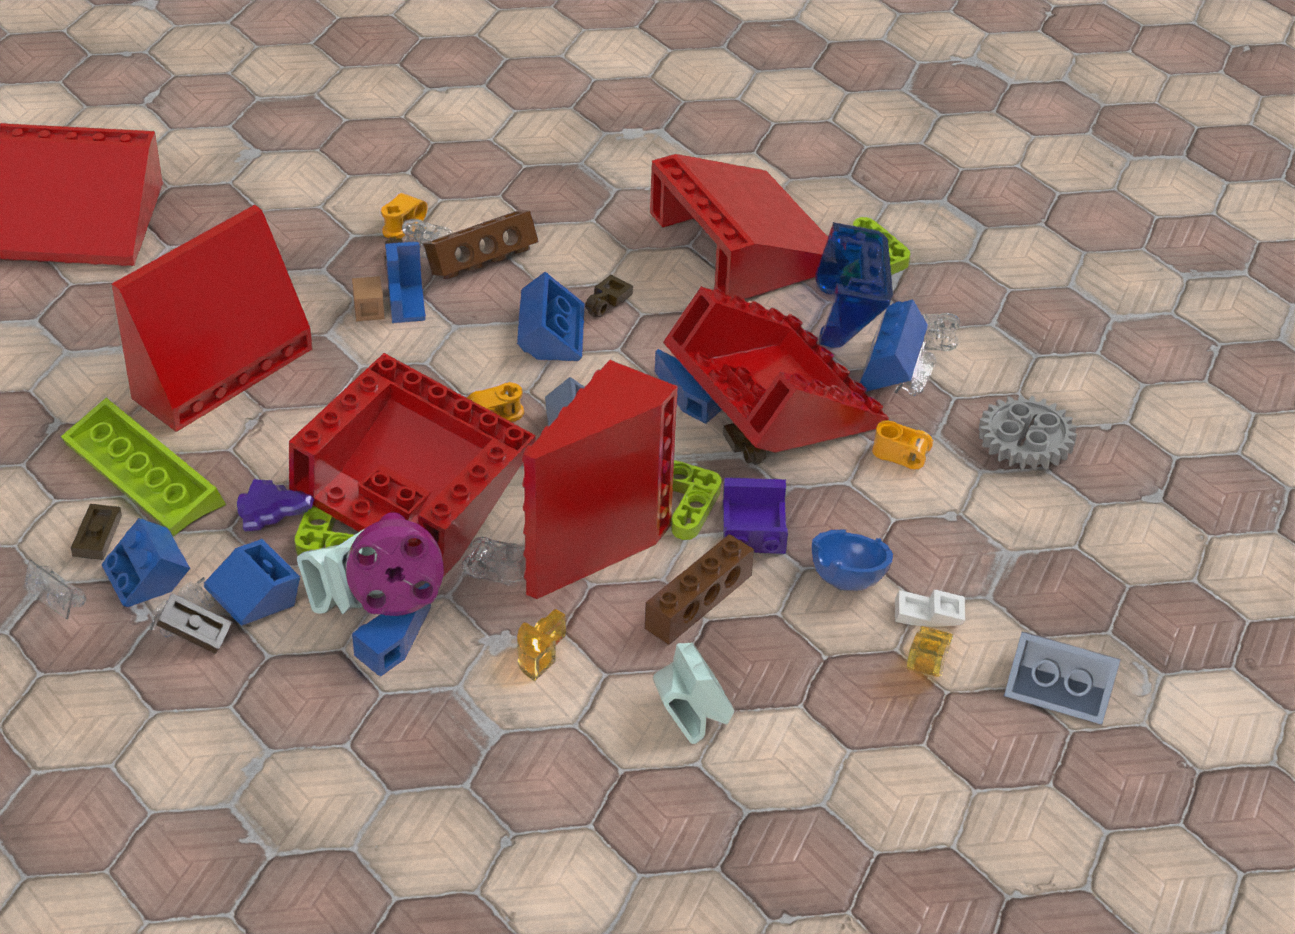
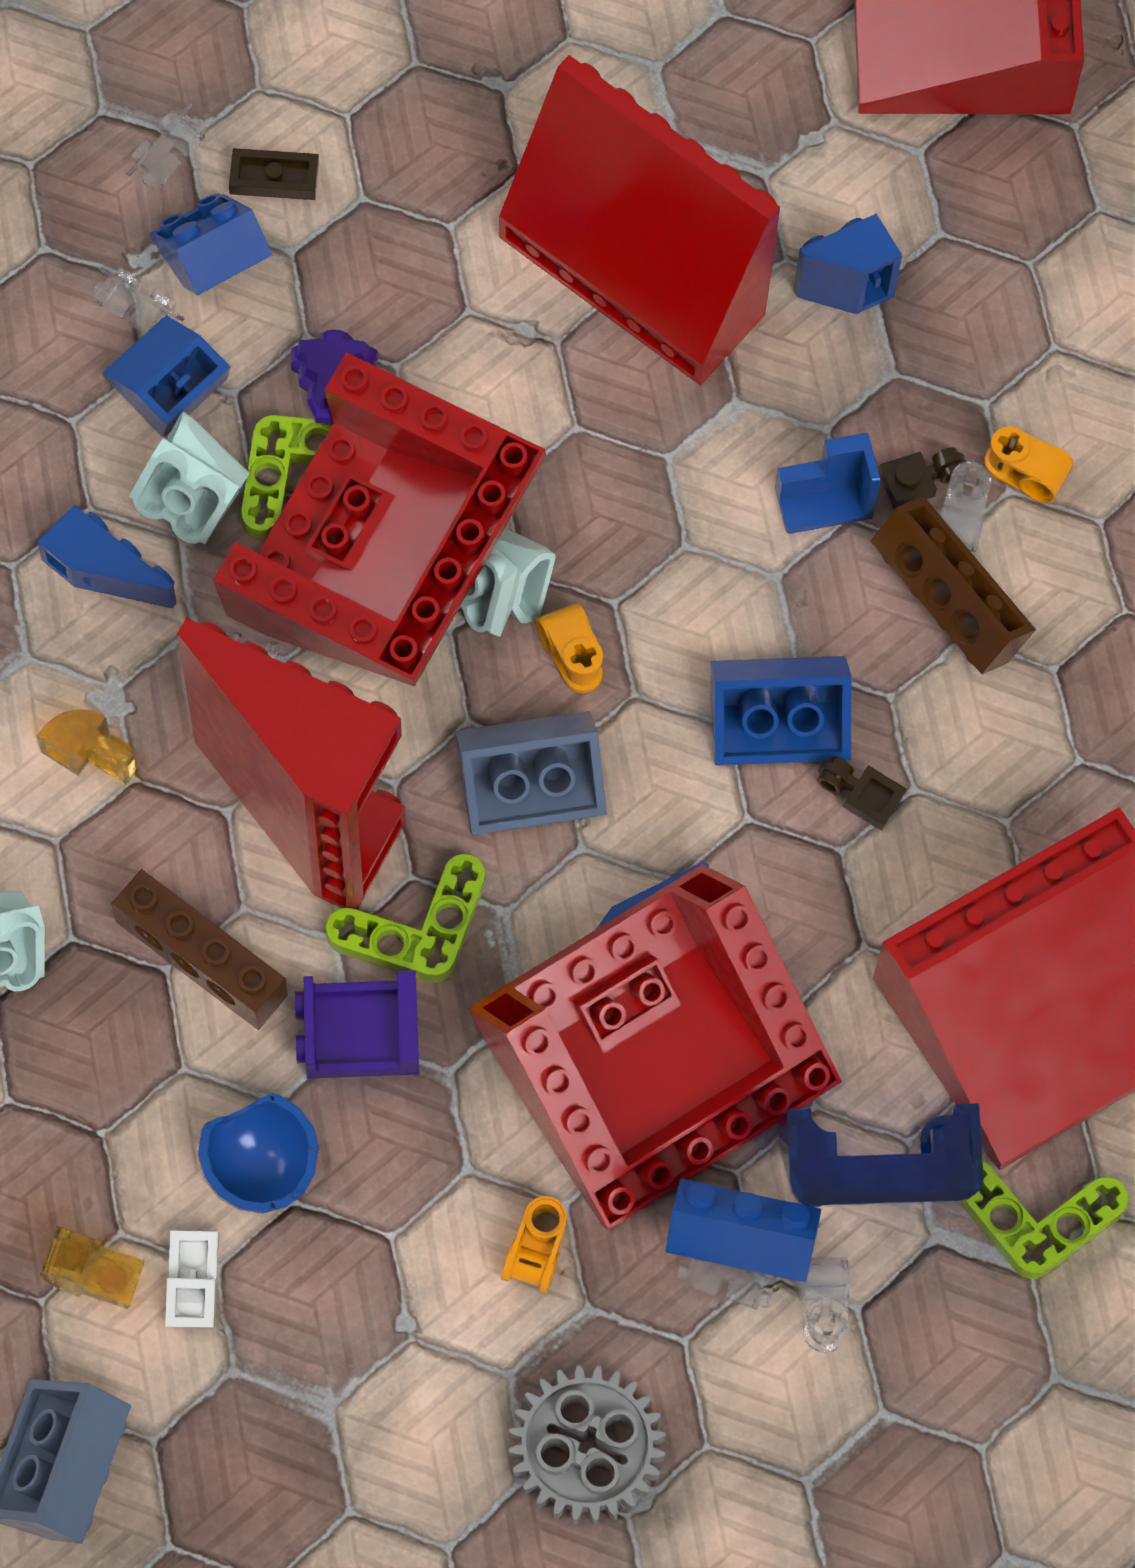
camera: 85 degrees right, 25 degrees up
(142, 467) = (408, 207): lime arch -> none
(193, 623) = (96, 316): plate -> none
(368, 298) = (802, 435): medium nougat brick -> none
(394, 567) = (138, 525): magenta piece -> none

